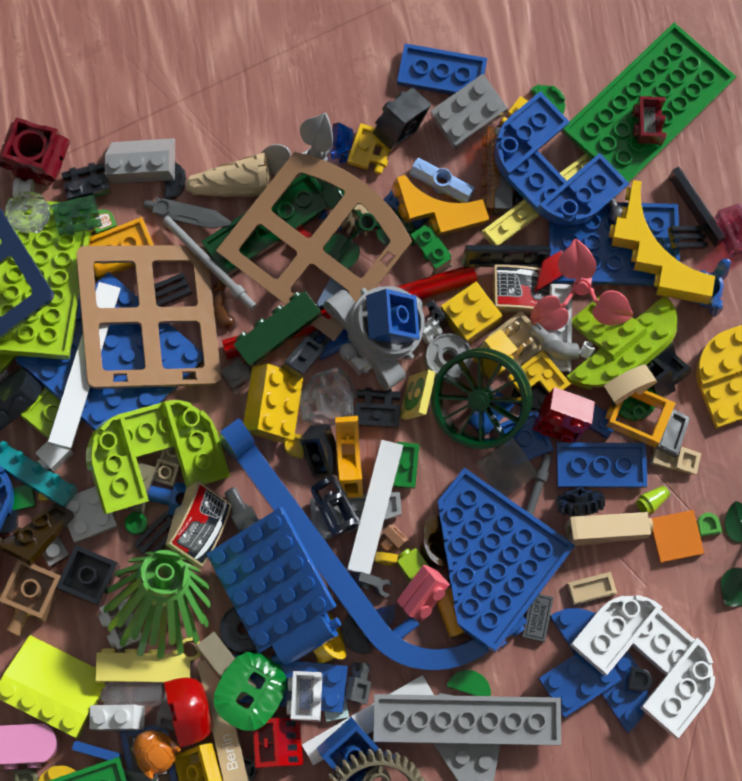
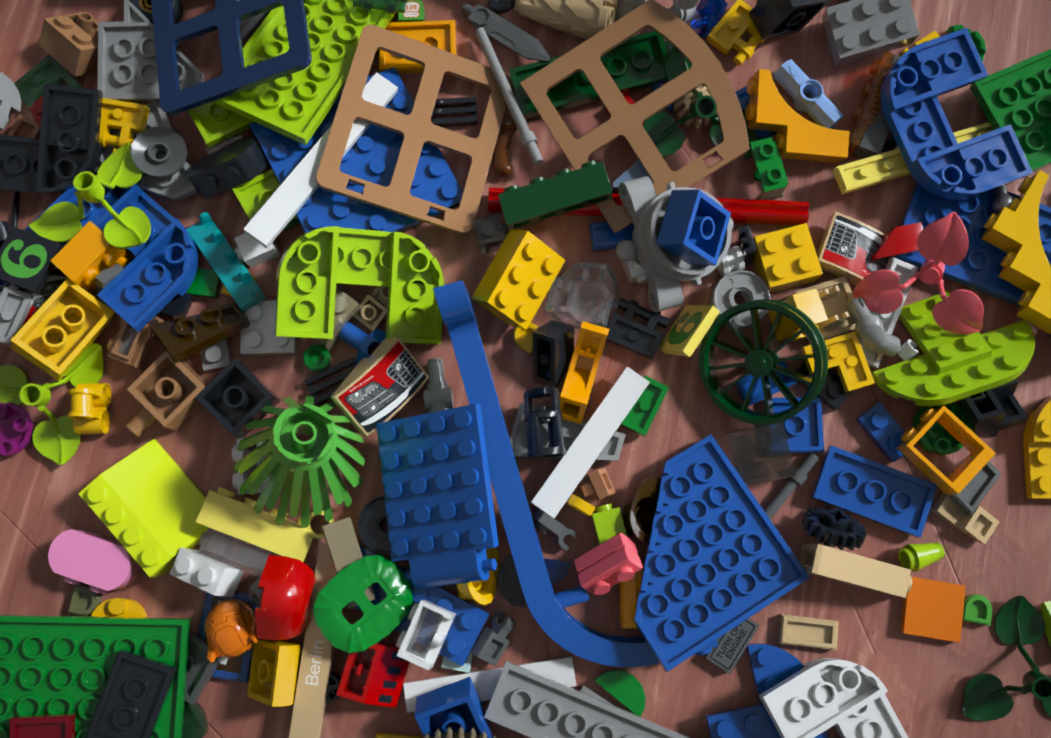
camera: 30 degrees right, 5 degrees up
(95, 751) = (171, 600): blue tile -> none
(305, 355) = (576, 237): black hinge -> none
(505, 255) = (832, 198): black tile -> none
(564, 416) = (853, 418): red slope -> none
(628, 383) = (950, 409): tan slope -> none

